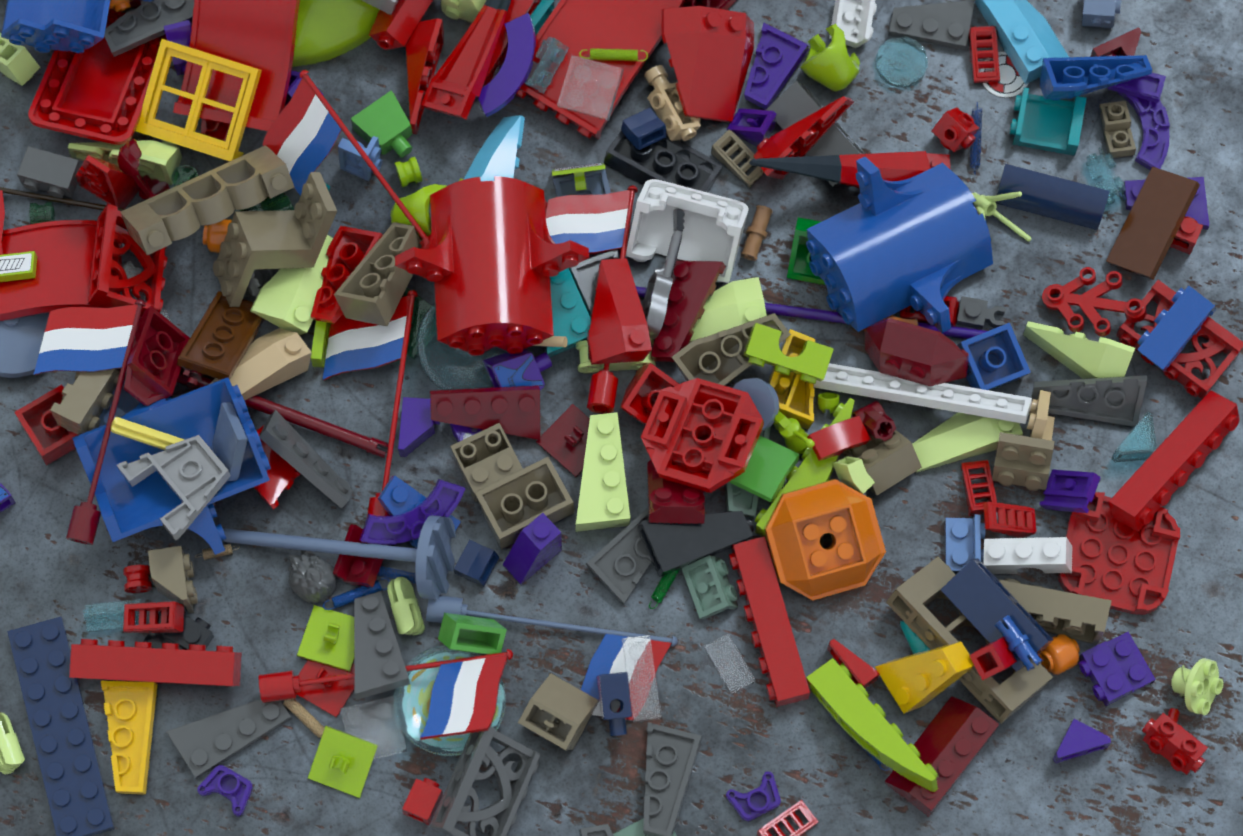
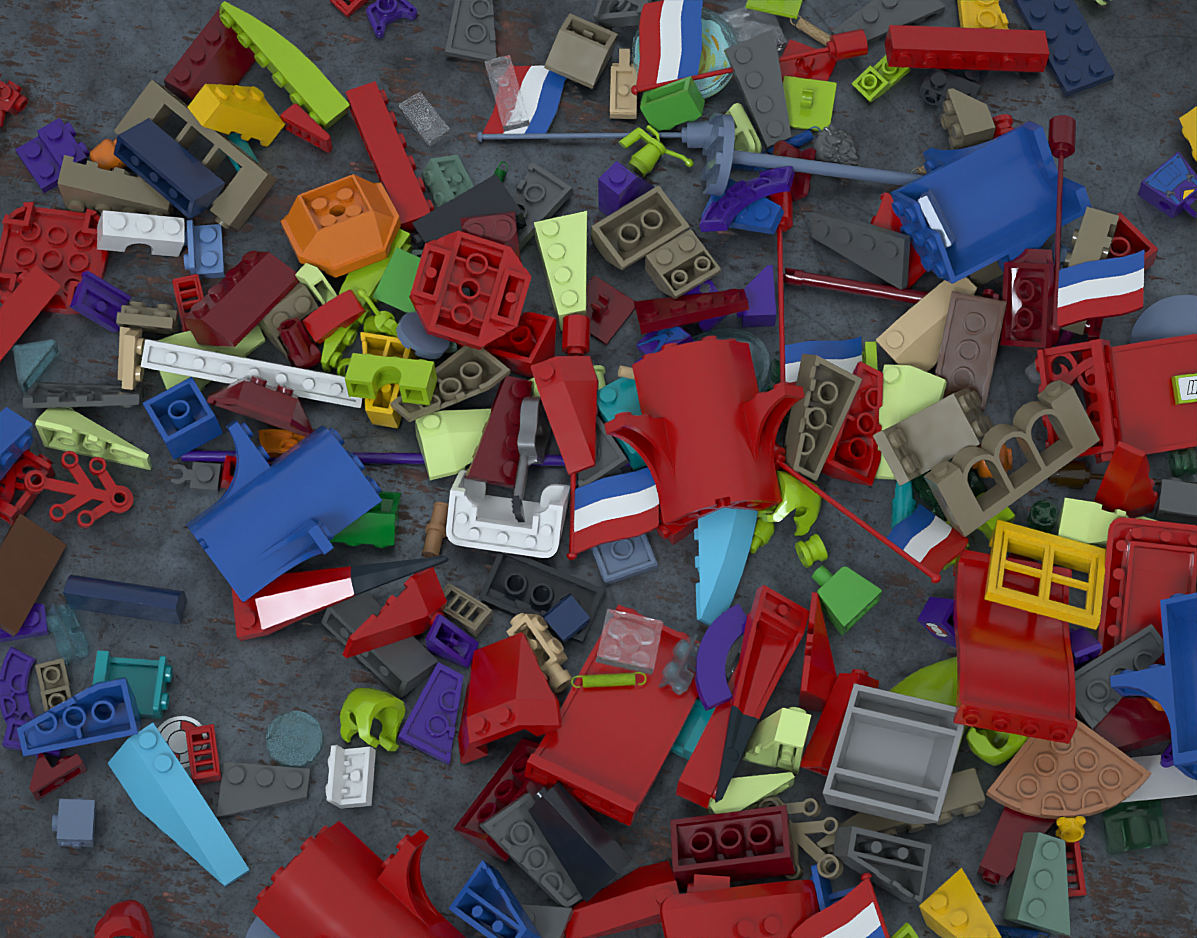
camera: 175 degrees right, 5 degrees down
(107, 615) = (1018, 100): clear light blue hinge -> none
(129, 162) = (1103, 489): dark red piece -> none
(142, 433) = (1016, 223): light yellow axle -> none
(171, 617) = (961, 77): red slope -> none
(190, 472) = (968, 187): light grey wing -> none
(257, 655) = (878, 79): none -> lime slope
(352, 162) = (863, 547): medium blue bracket -> none
(476, 563) = (680, 181): dark blue piece -> none
(506, 590) = (645, 159): none -> lime piece
(519, 676) = (623, 76): none -> tan hinge
(579, 175) = (631, 564): lime piece -> none
(615, 687) = (528, 56): dark blue torso -> none
(928, 463) = (240, 300): none -> dark red slope
(956, 130) = (231, 658): red brick -> none
(975, 147) = (213, 662): blue piece -> none
(987, 206) = (195, 583): yellowish green plant -> none
(992, 658) = (171, 114): red brick -> none
(1012, 519) = (157, 270): red slope -> none
(1018, 643) = (146, 129): blue pin -> none
(1079, 741) = (87, 85): dark purple slope -> none

